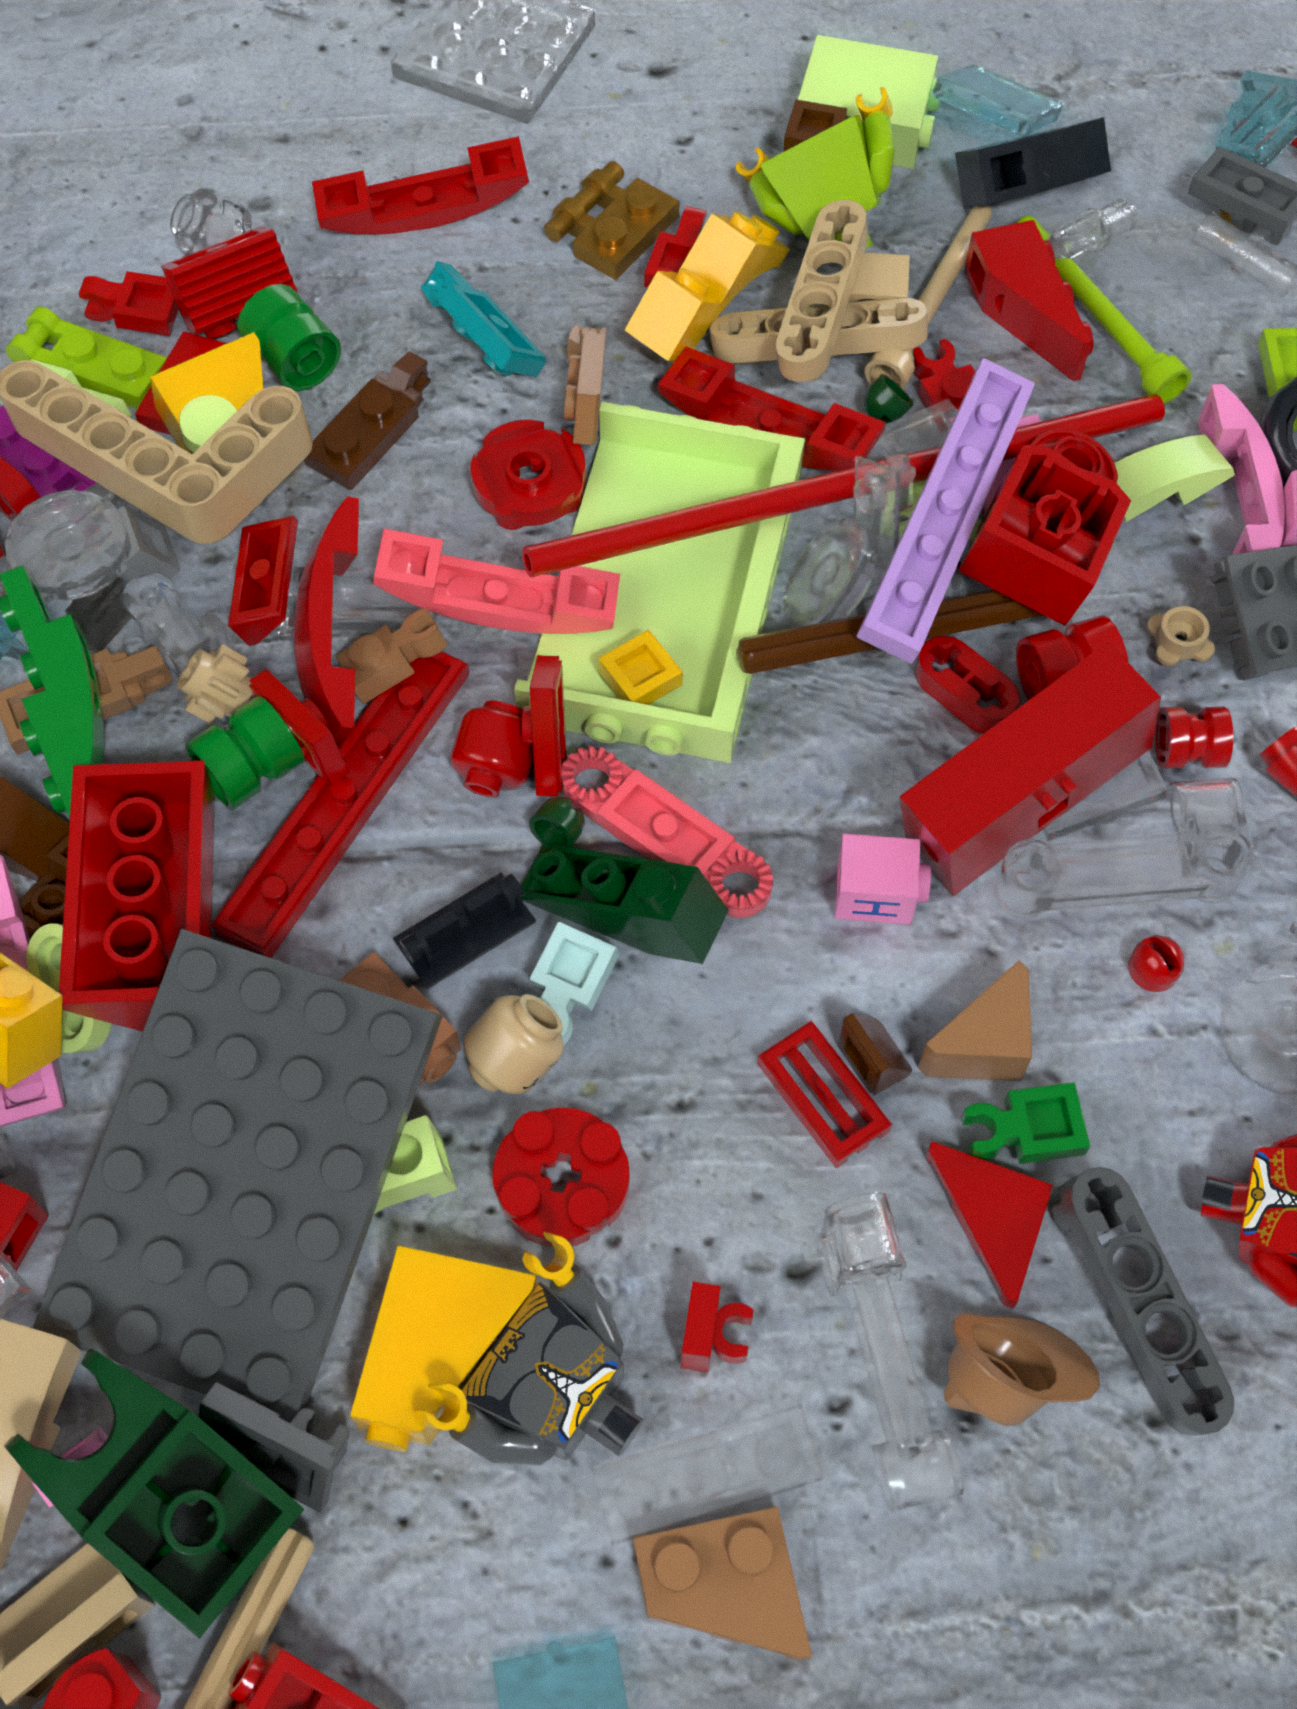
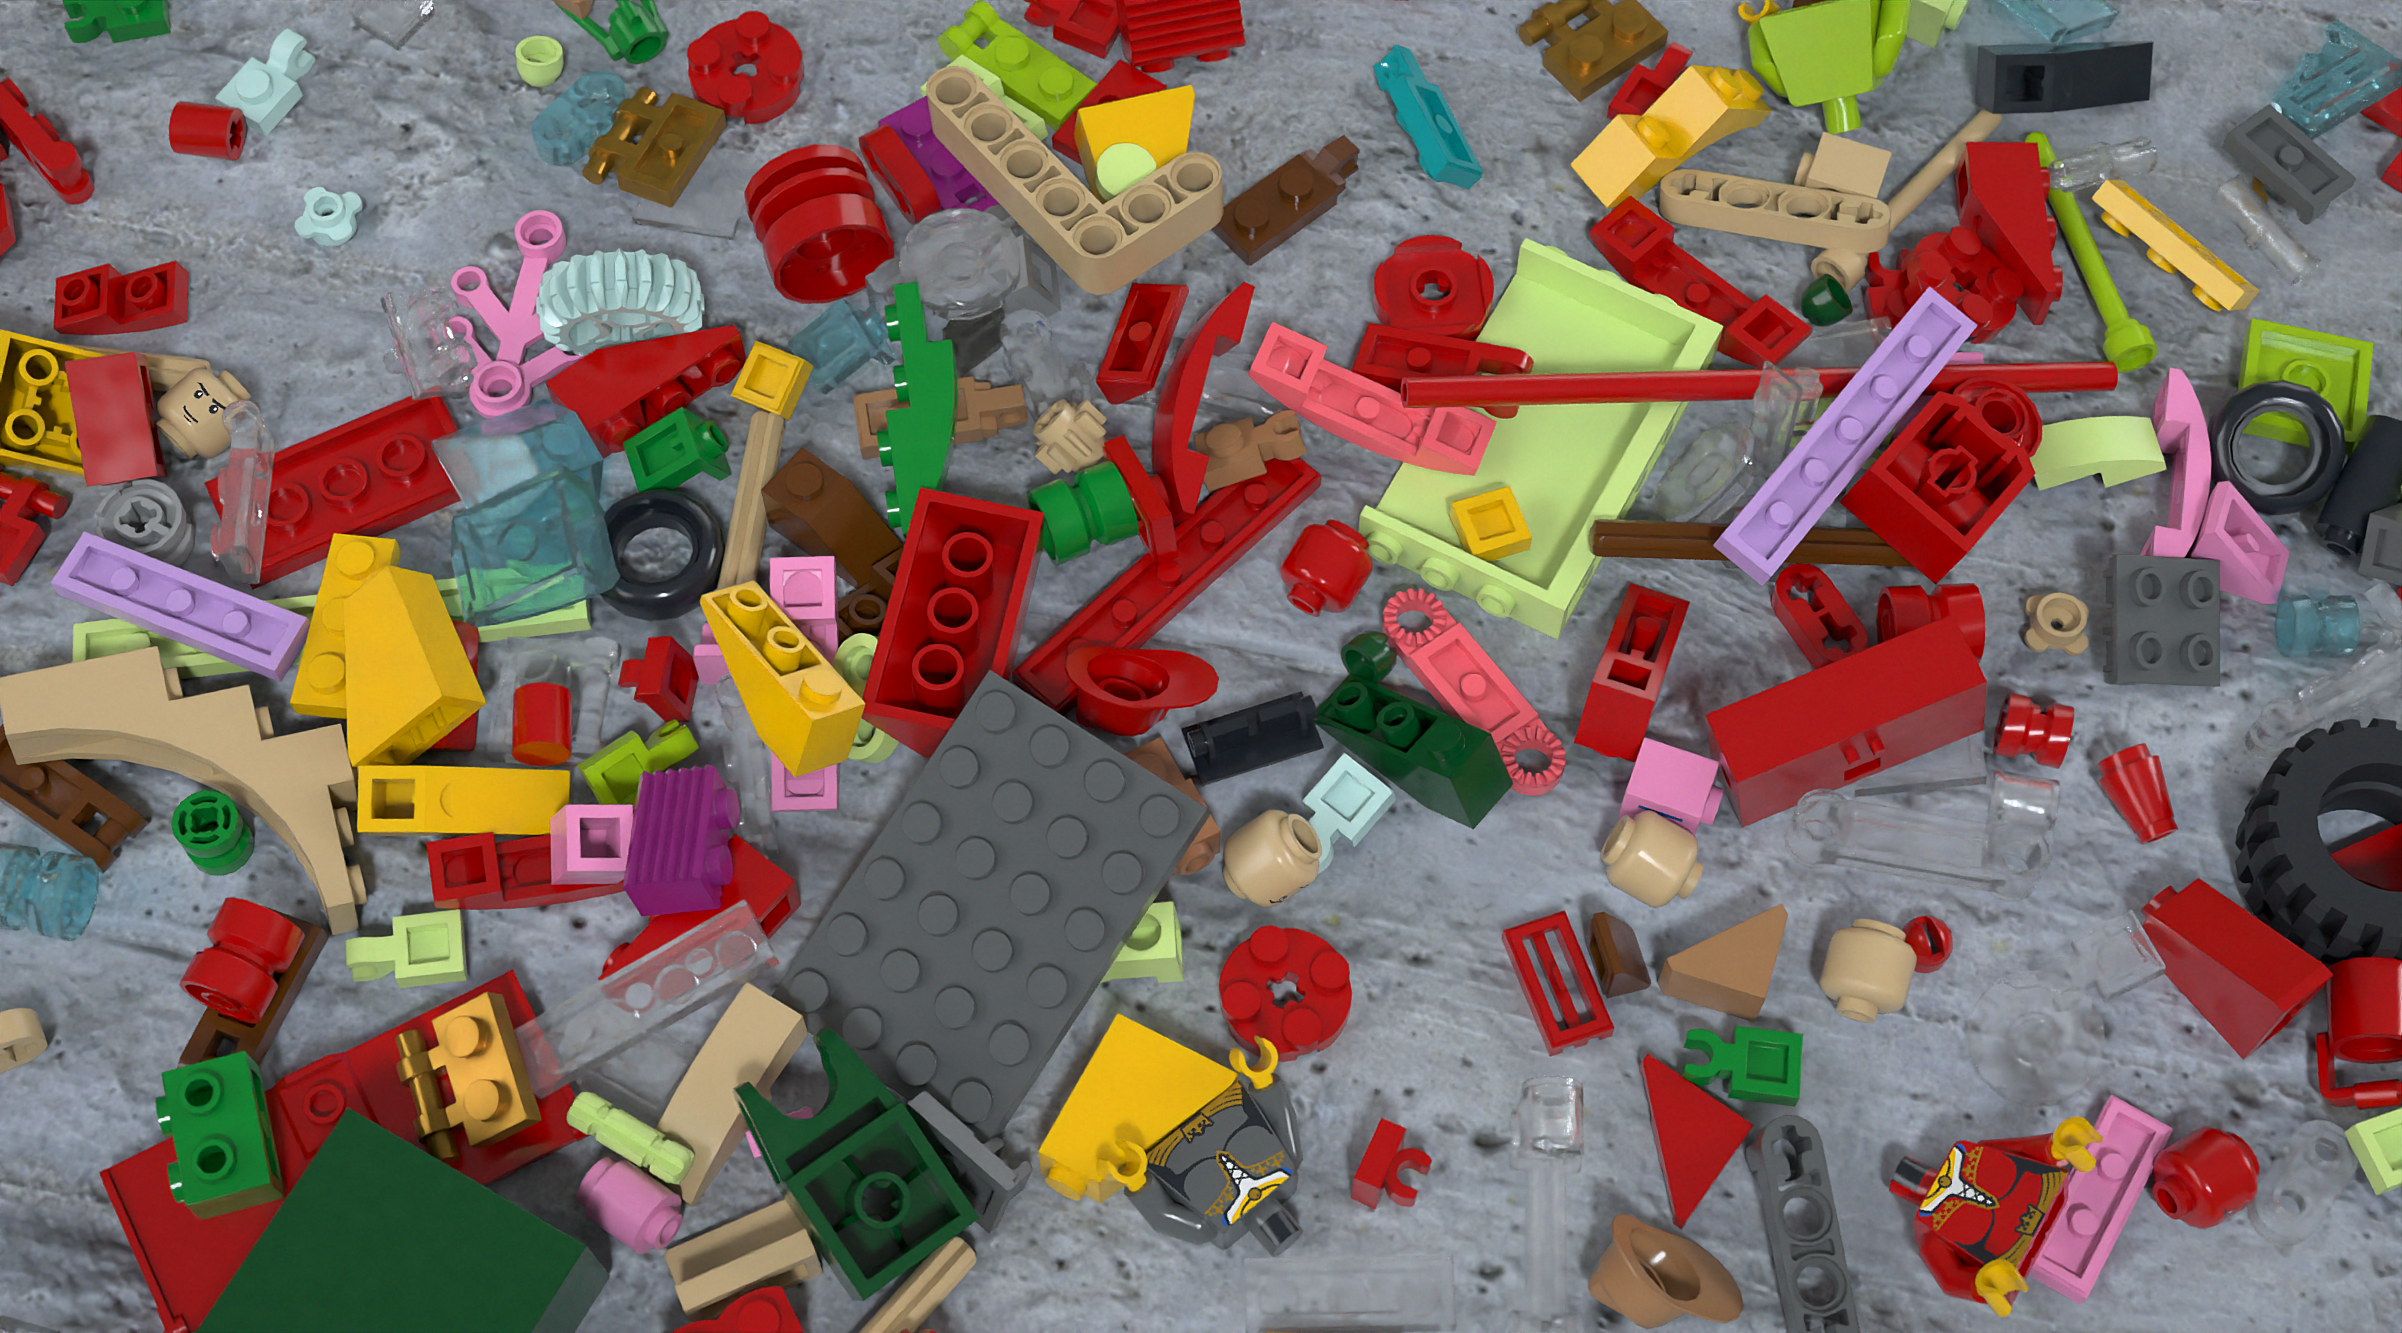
camera: 15 degrees right, 0 degrees up
(291, 338) = (1228, 94): green wheel -> none
(336, 910) = (1135, 688): none -> red piece
(503, 534) = (1397, 353): none -> red plate
(545, 724) = (1381, 558): red plate -> none
(584, 383) = (1518, 203): medium nougat hinge -> none
(811, 778) = (1631, 673): none -> red slope
(817, 288) = (1781, 168): tan beam -> none
(880, 948) = (1651, 859): none -> tan head
(1007, 344) = (1959, 257): none -> red plate
(1116, 1003) = (1868, 970): none -> tan head
(1175, 286) = (2173, 247): none -> yellow plate

